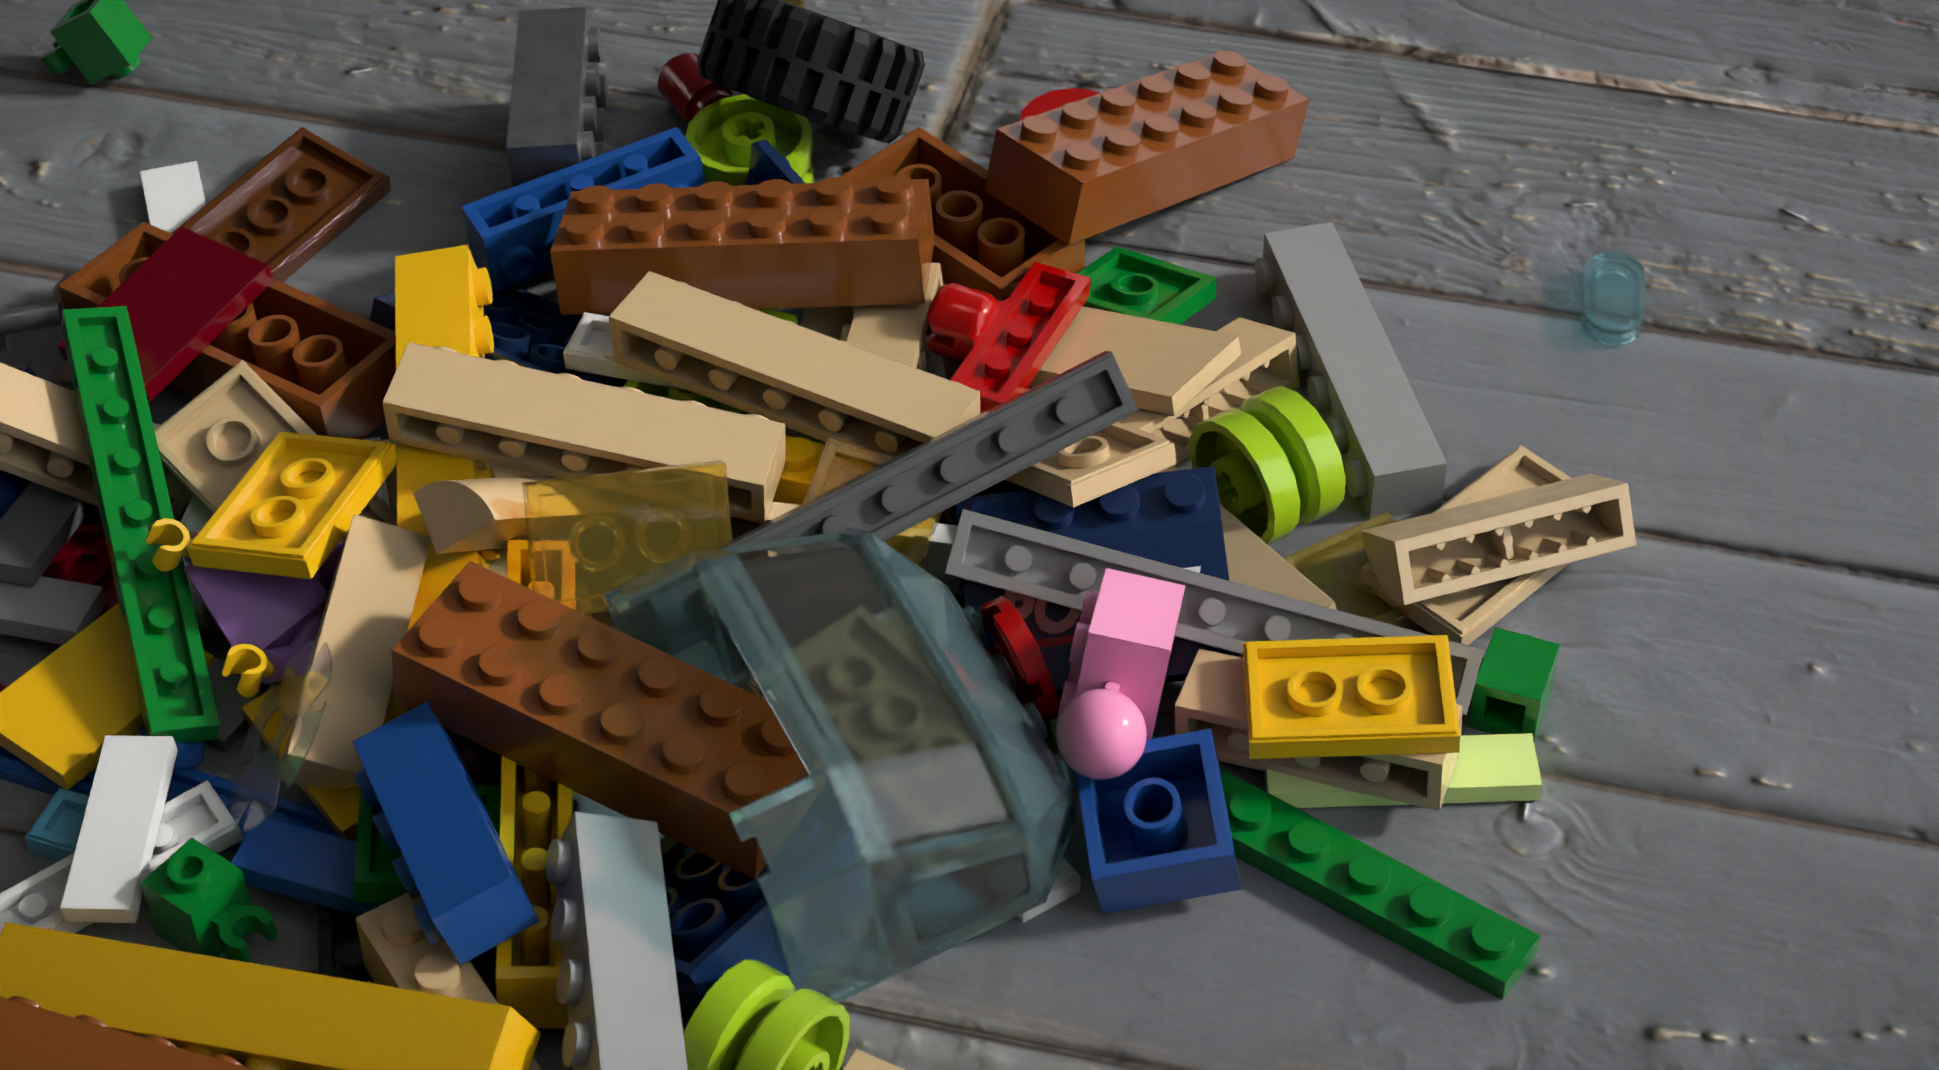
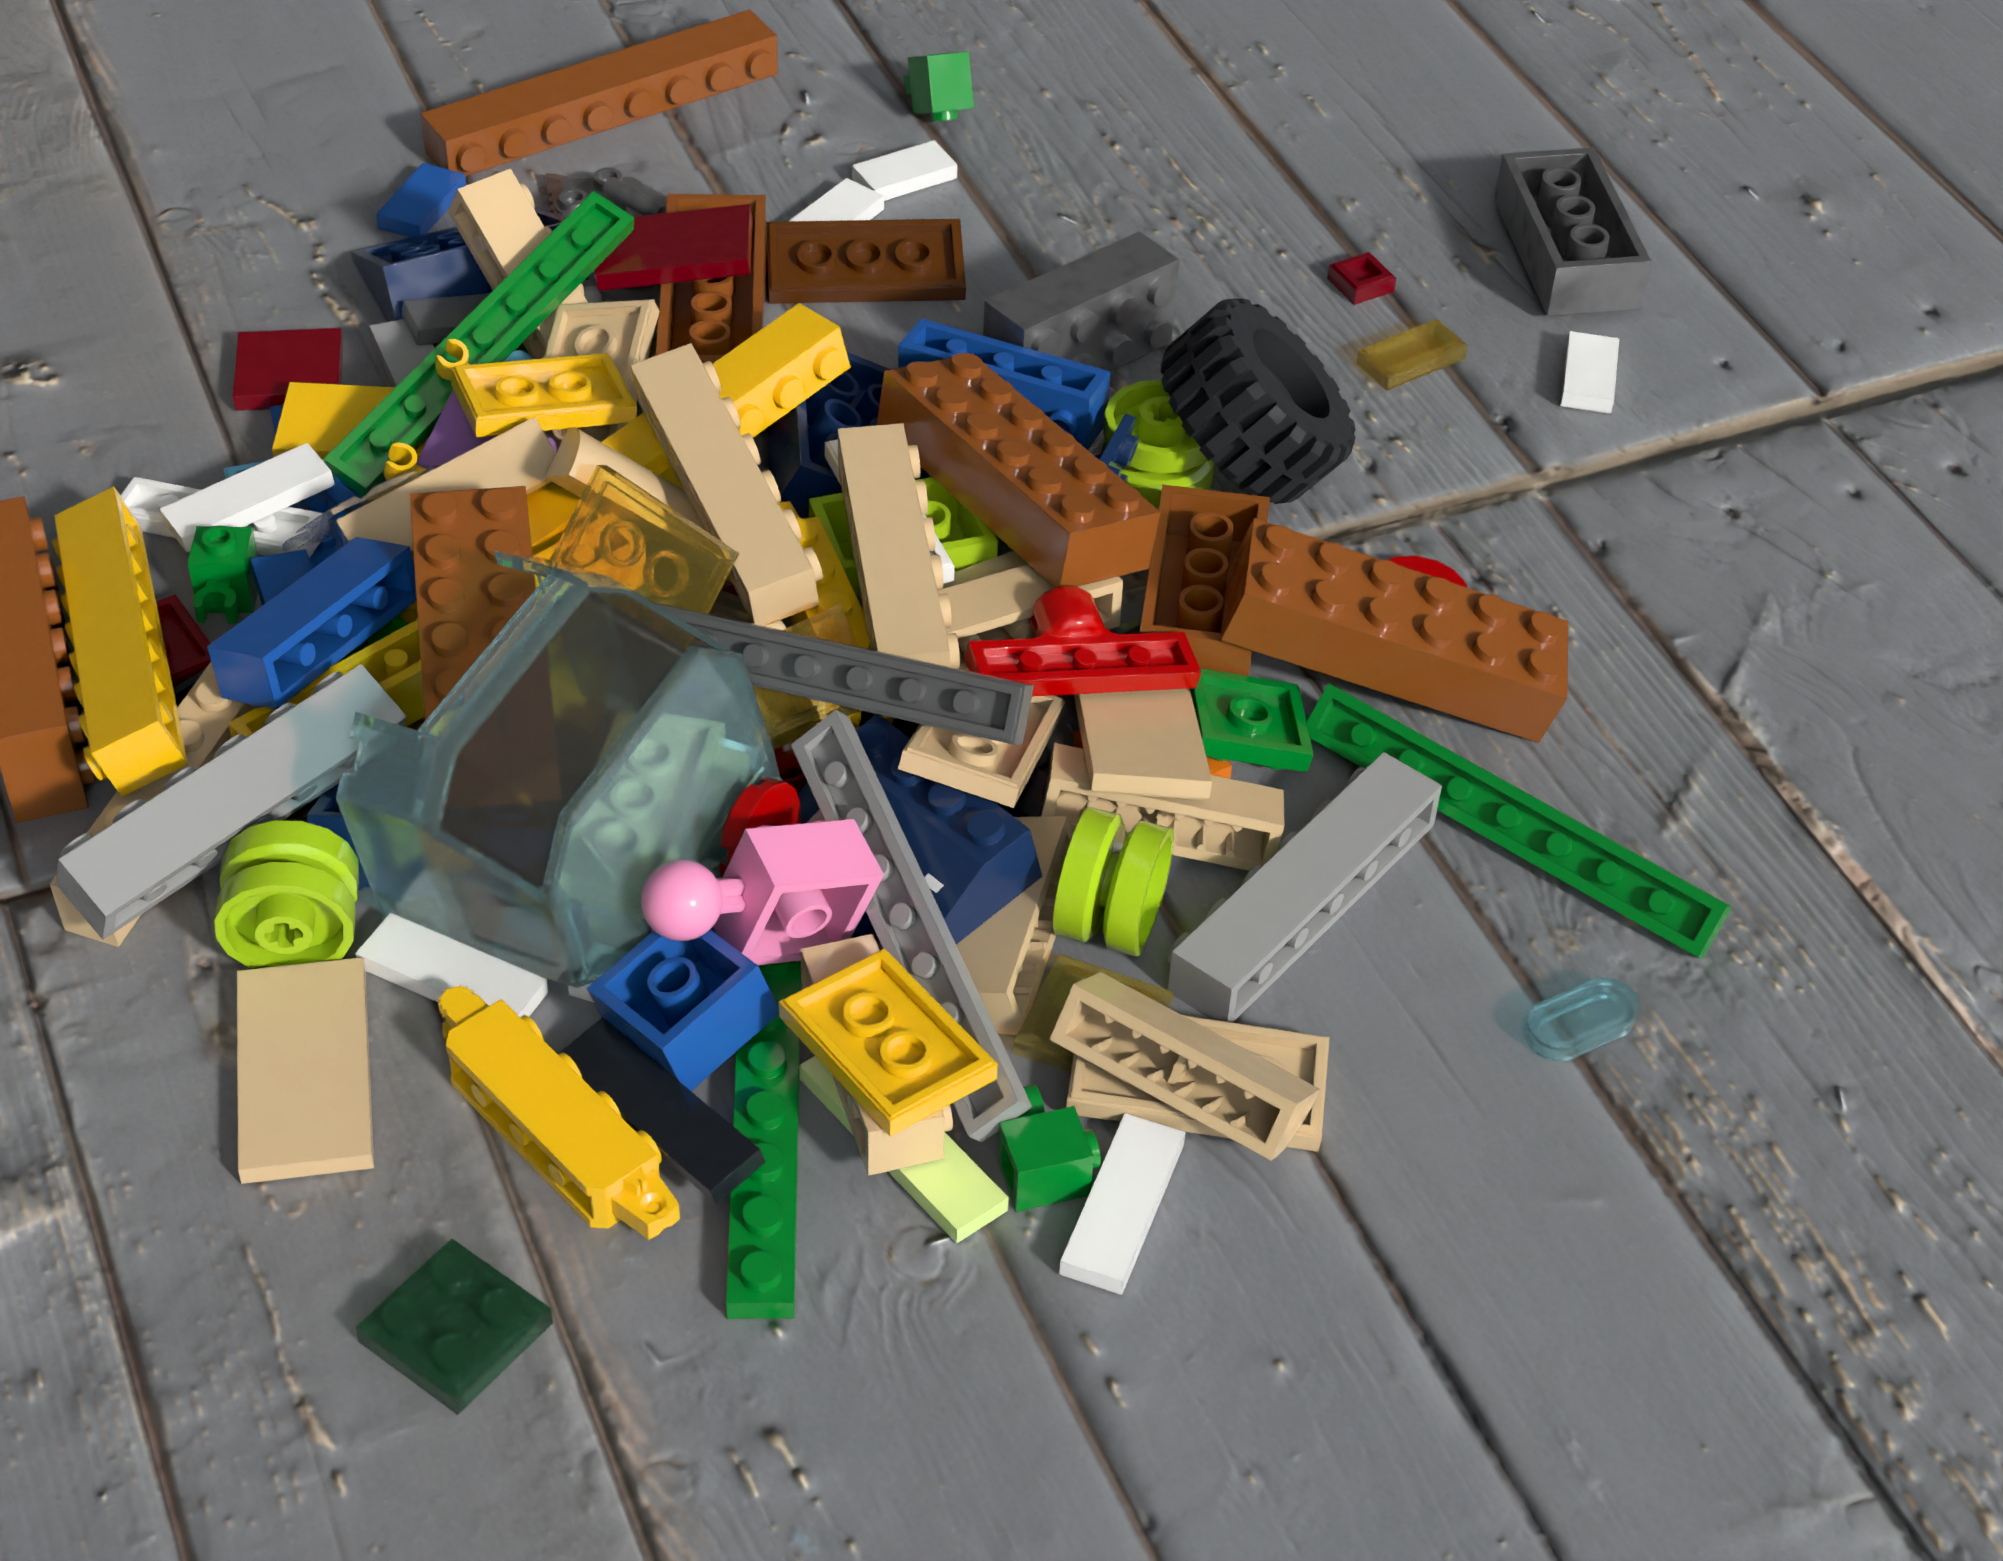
camera: 50 degrees right, 0 degrees up
(172, 129) = (906, 170): none -> white tile
(937, 990) = (431, 962): none -> white tile
(1183, 998) = (554, 1116): none -> yellow hinge
(1248, 915) = (679, 1122): none -> black tile
(1388, 208) = (1526, 824): none -> green plate
(1593, 670) = (1122, 1204): none -> white tile

